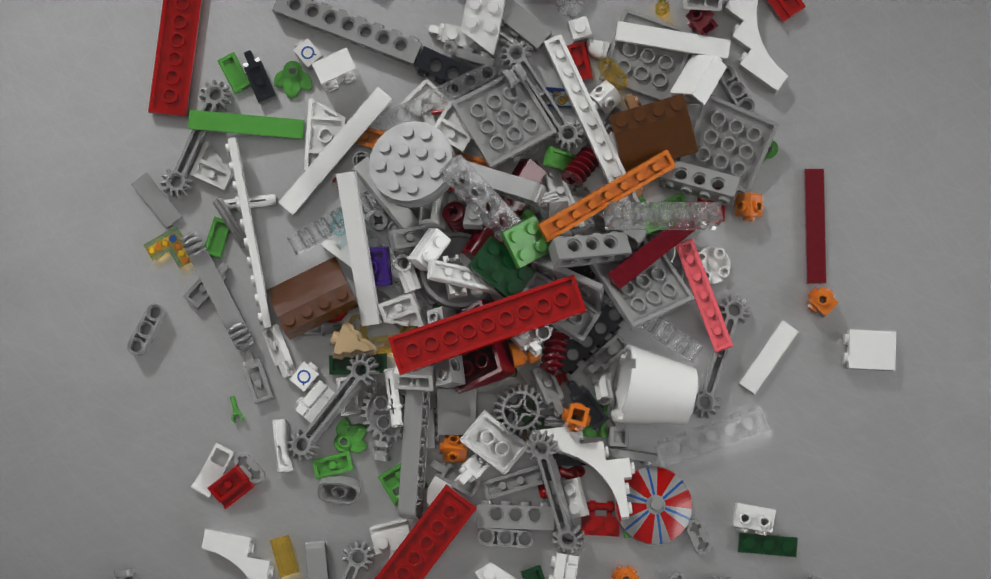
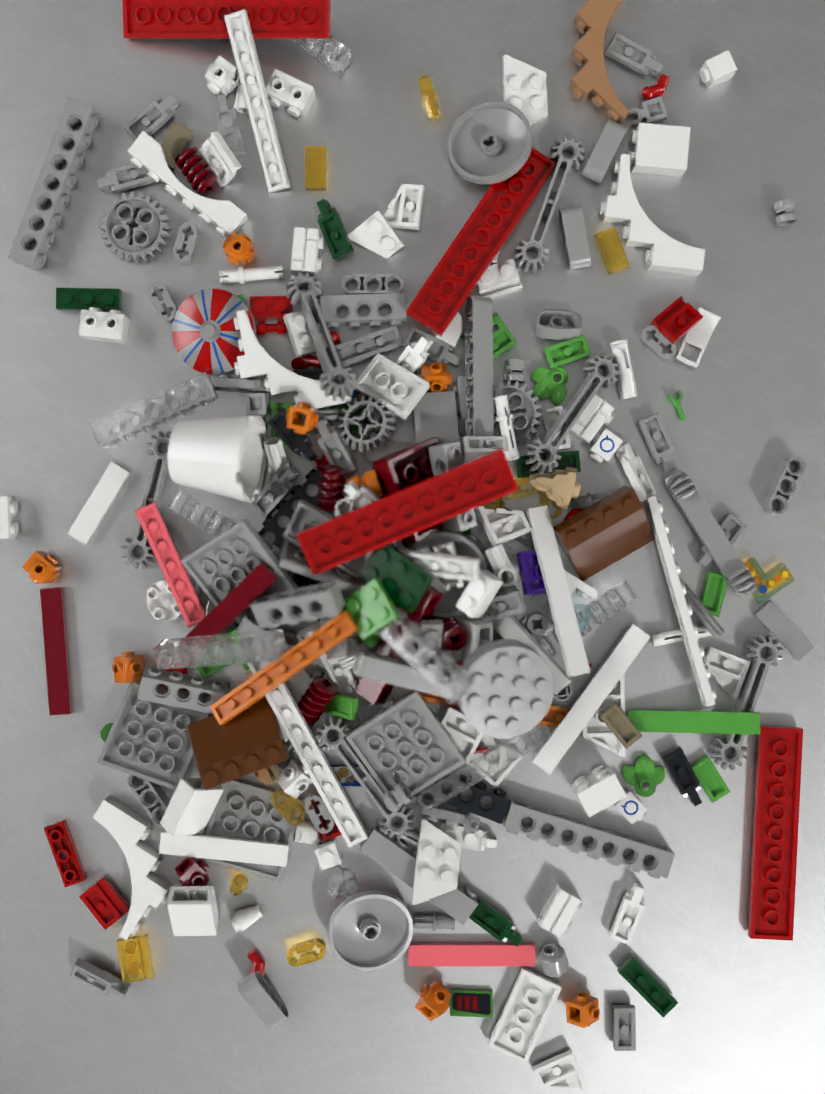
camera: 170 degrees right, 5 degrees up
(311, 125) = (620, 725): none -> dark tan tile
(589, 63) = (314, 816): none -> light grey beam
(615, 556) = (251, 274): none -> white pin
(821, 55) = (62, 841): none -> red tile

